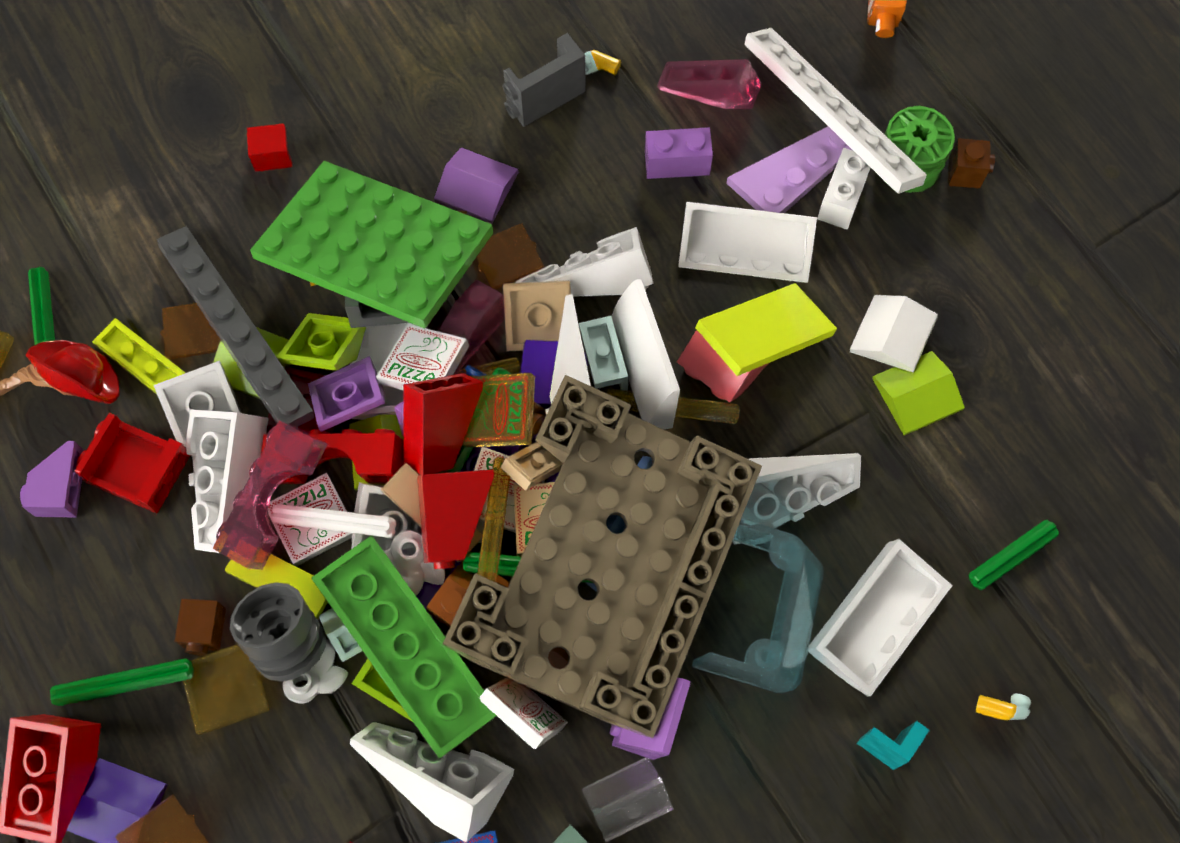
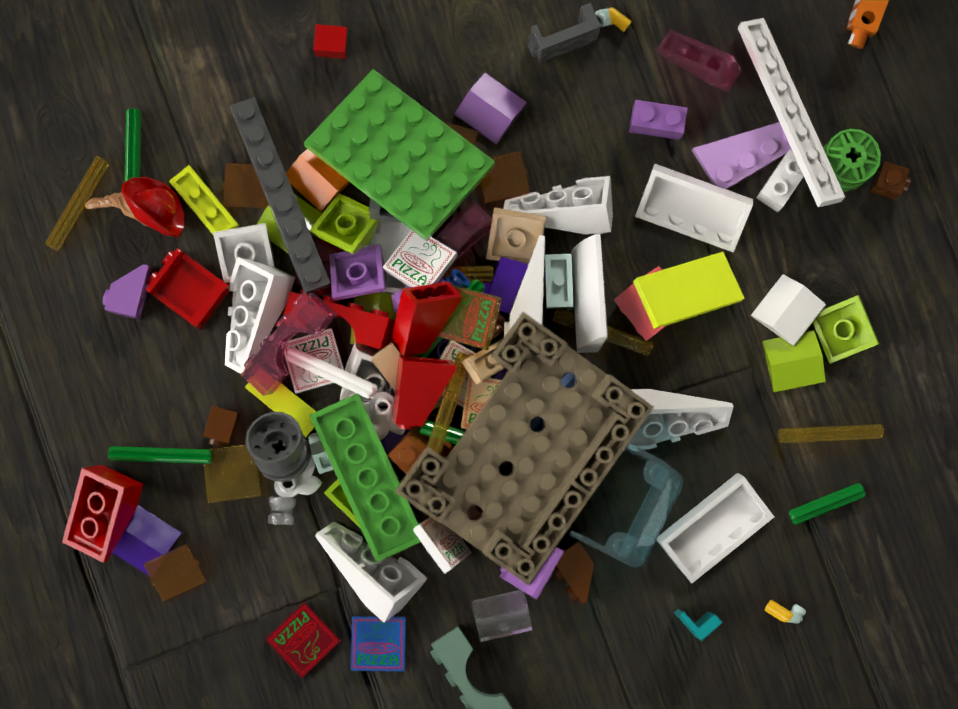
camera: 10 degrees right, 15 degrees up
(280, 300) = (316, 180): none -> orange slope
(298, 721) = (281, 510): none -> clear wheel
(713, 712) = (577, 571): none -> reddish brown slope
(970, 340) = (844, 329): none -> lime slope
(990, 467) = (830, 433): none -> clear yellow axle

